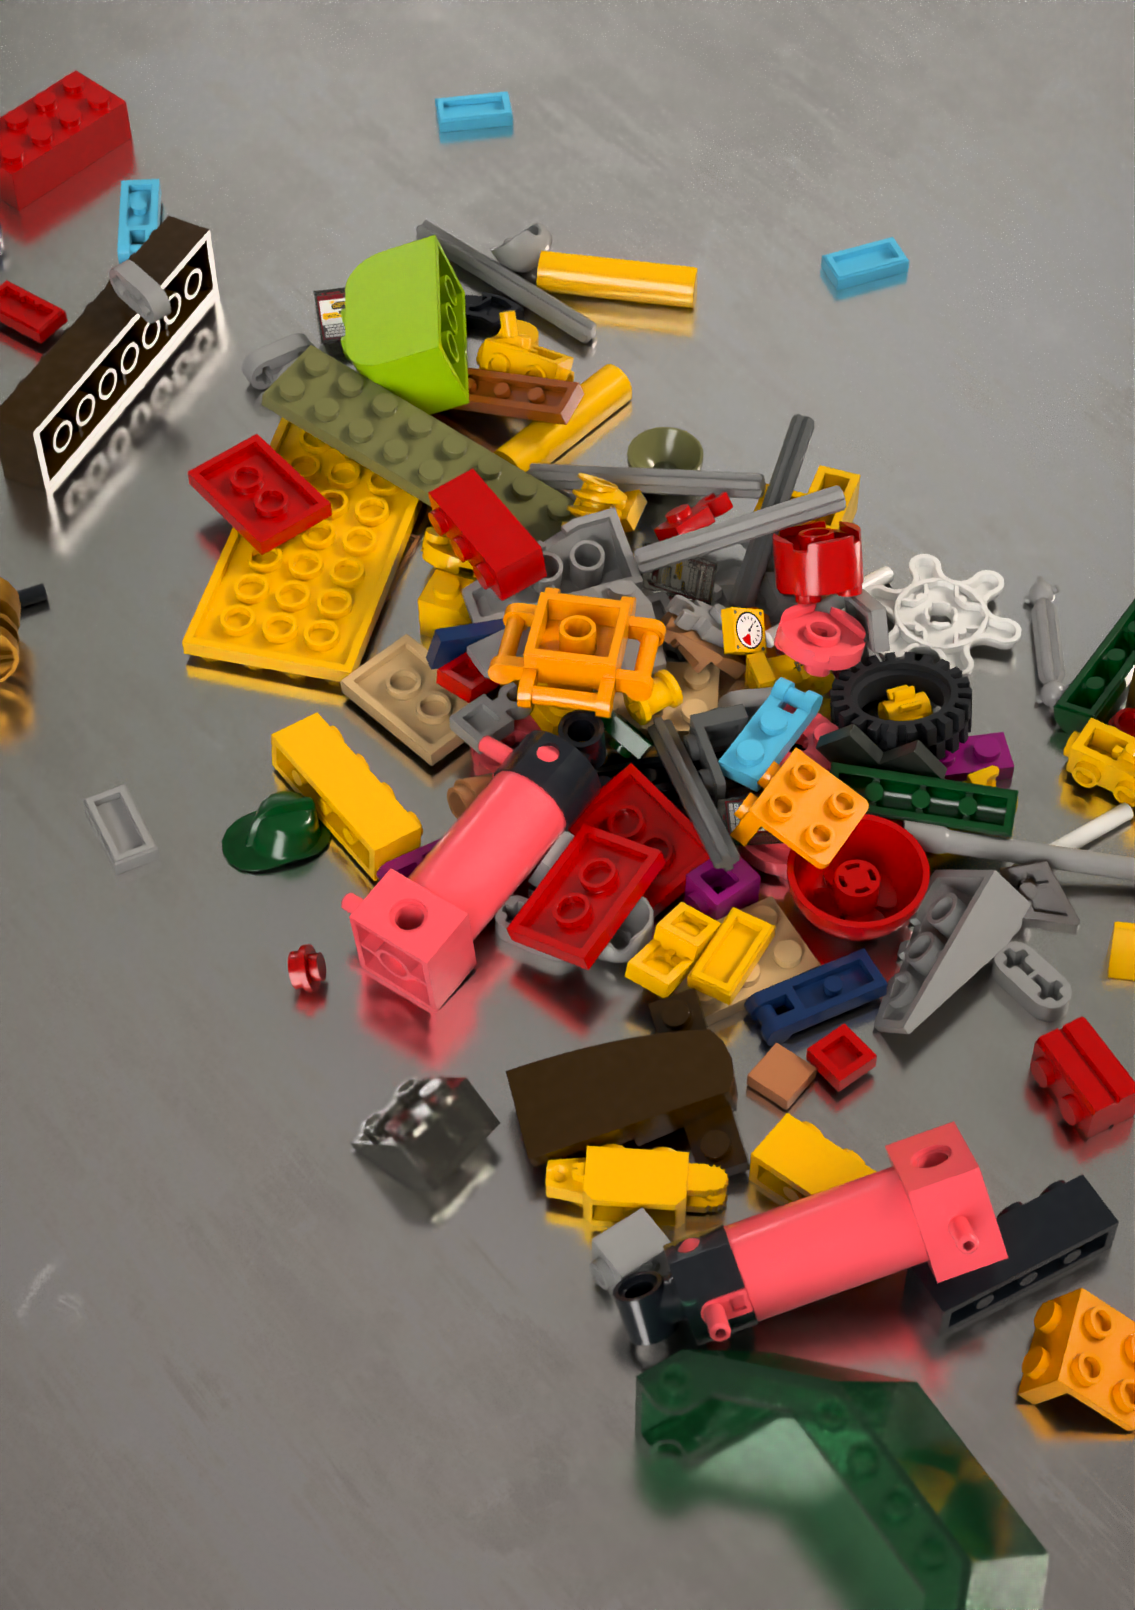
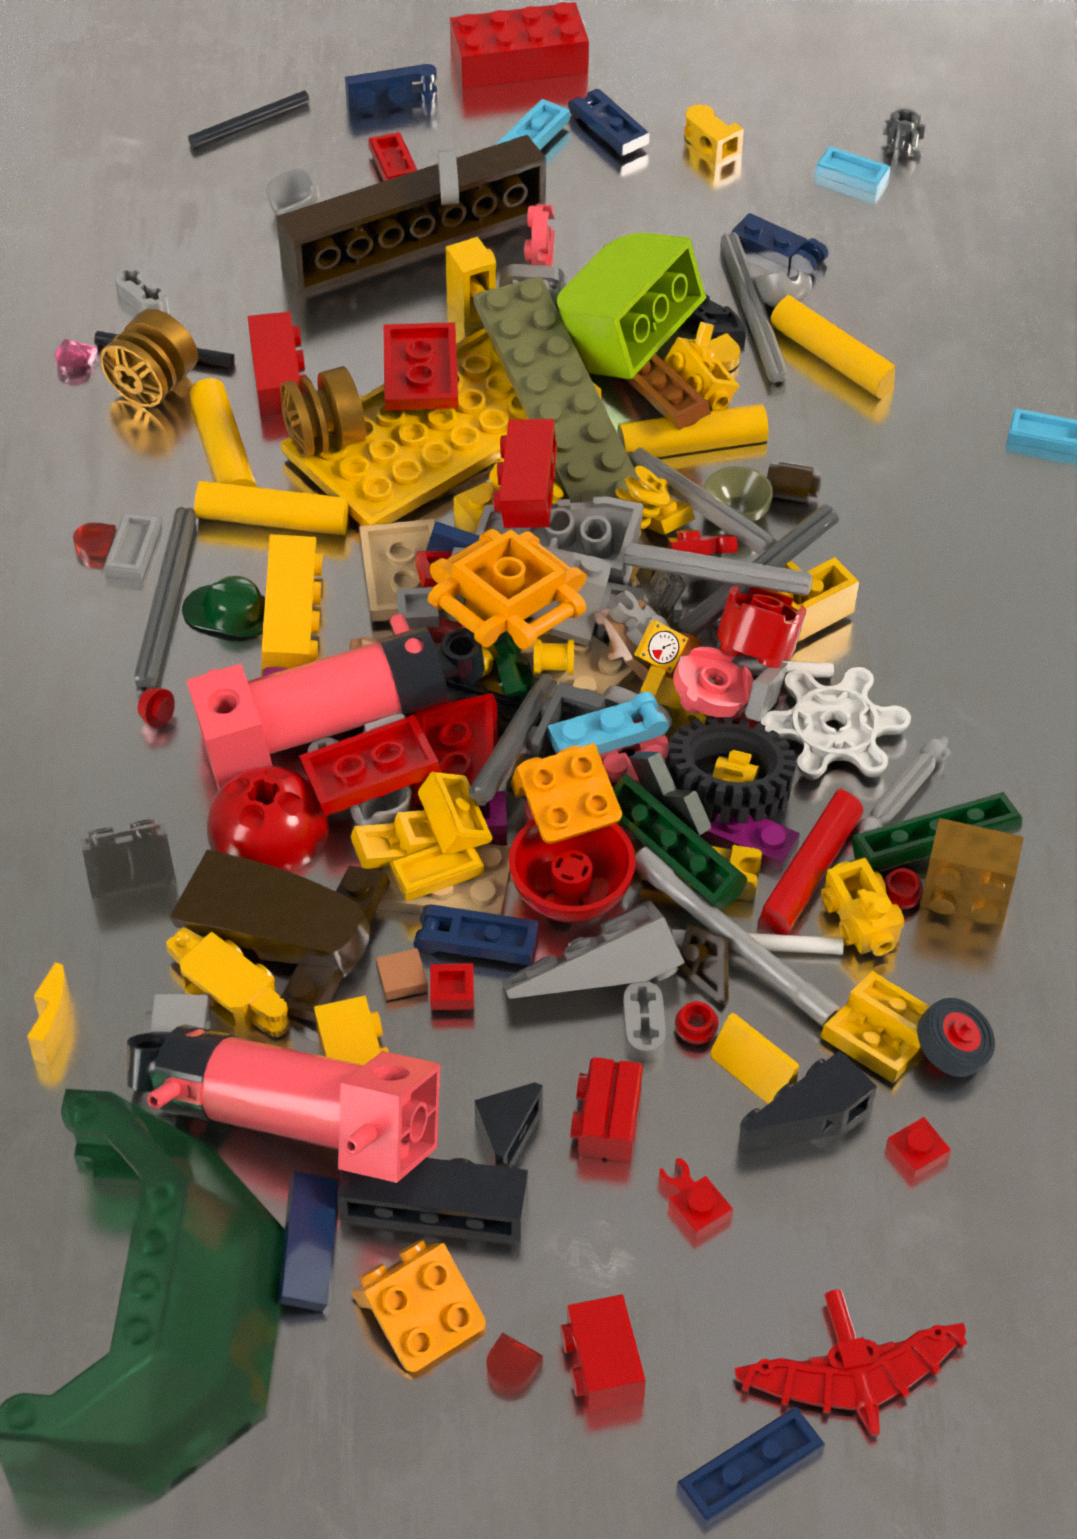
camera: 35 degrees right, 0 degrees up
(75, 845) = (94, 540): none -> clear red tile
(100, 569) = (274, 357): none -> red brick
(114, 674) = (220, 433): none -> yellow brick
(204, 172) = (609, 121): none -> dark blue plate
(206, 859) = (165, 598): none -> dark grey axle
(220, 584) = (330, 409): none -> pearl gold wheel
(229, 387) = (468, 271): none -> yellow brick
(234, 711) = (271, 508): none -> yellow brick
(259, 308) = (541, 247): none -> coral plate
(315, 139) = (711, 135): none -> yellow leg
(476, 211) = (780, 244): none -> dark blue hinge
(490, 51) = (903, 129): none -> dark grey gear
(495, 1321) = (53, 1010): none -> yellow slope
(516, 1011) = (268, 818): none -> red piece
(703, 418) = (794, 481): none -> dark brown brick
(706, 894) = (453, 813): none -> yellow slope
(941, 1375) = (308, 1241): none -> dark blue tile
(1011, 1151) = (507, 1120): none -> black slope
(1038, 755) = (810, 863): none -> red brick
(1081, 944) = (696, 1013): none -> red plate

